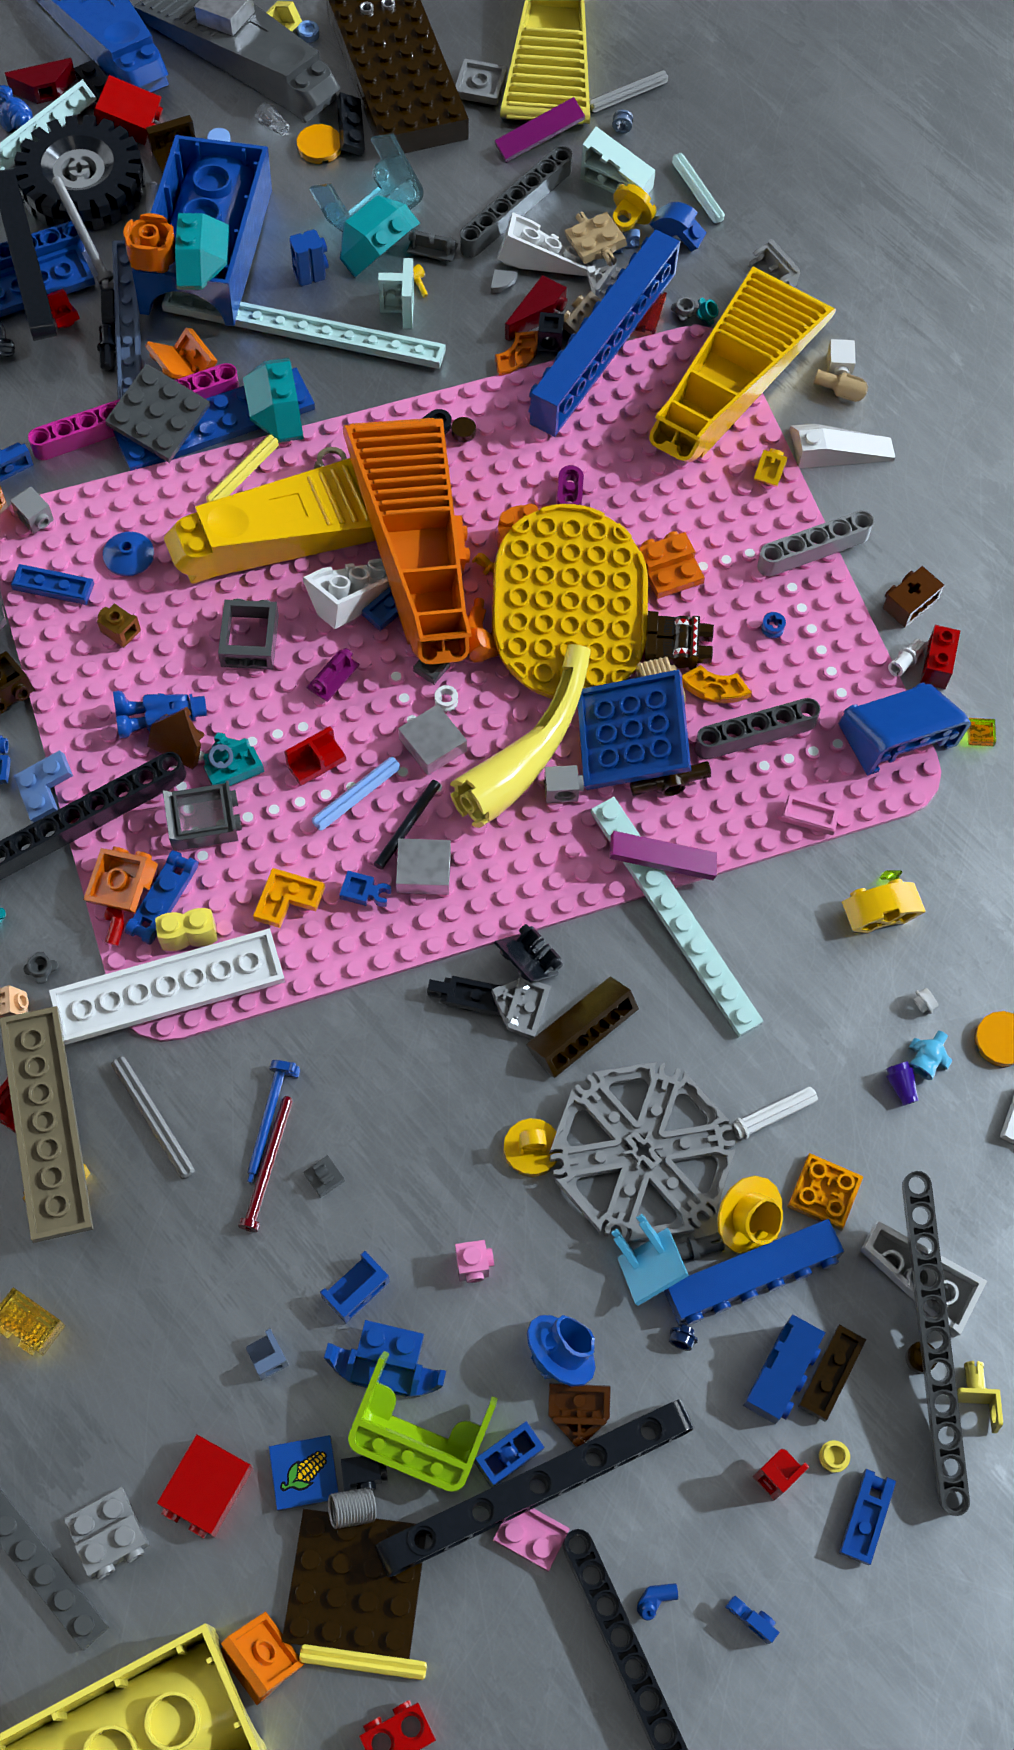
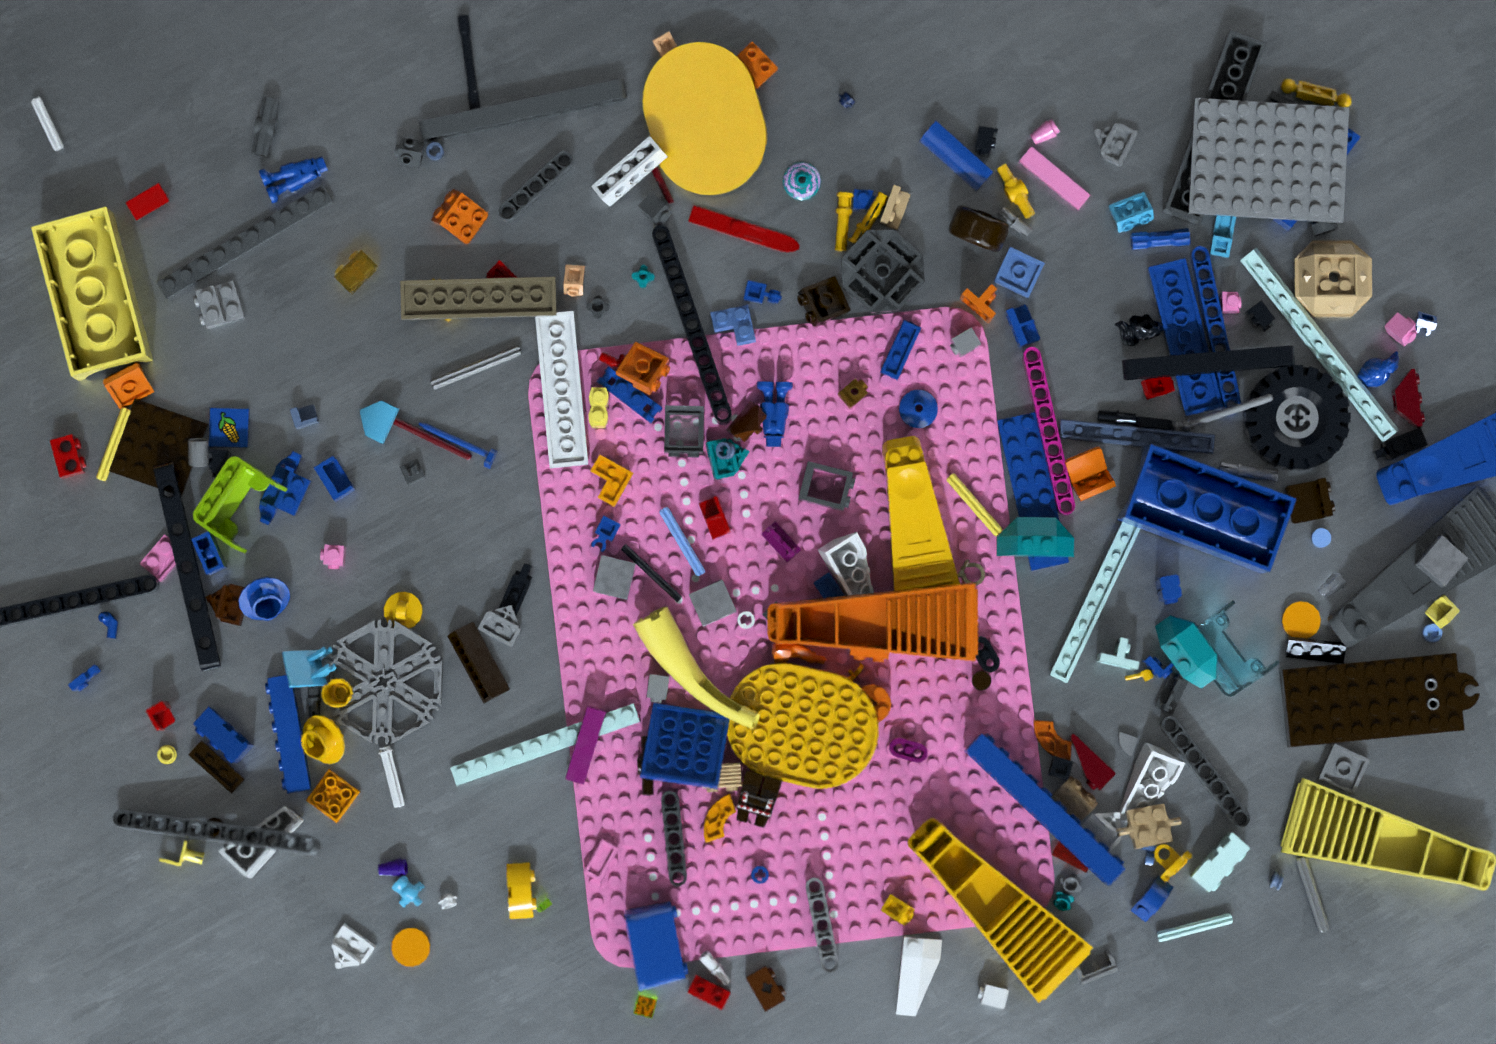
camera: 100 degrees right, 20 degrees up
(128, 107) = (1356, 466): red brick -> none
(150, 243) = (1175, 456): orange brick -> none
(157, 413) = (1035, 447): dark grey plate -> none
(199, 249) = (1161, 500): teal wedge -> none
(204, 1487) = (232, 366): red brick -> none
(253, 1238) = (378, 420): none -> medium azure slope
(404, 251) = (1155, 667): none -> blue bracket
(527, 958) = (532, 635): black hinge -> none
(539, 129) = (1275, 806): magenta tile -> none
(671, 564) = (826, 810): orange plate -> none
(677, 1205) = (337, 693): none -> yellow hair
(683, 1337) = (259, 678): dark blue plate -> none
(844, 385) = (968, 991): tan arm -> none
(867, 1518) = (126, 764): blue plate -> none

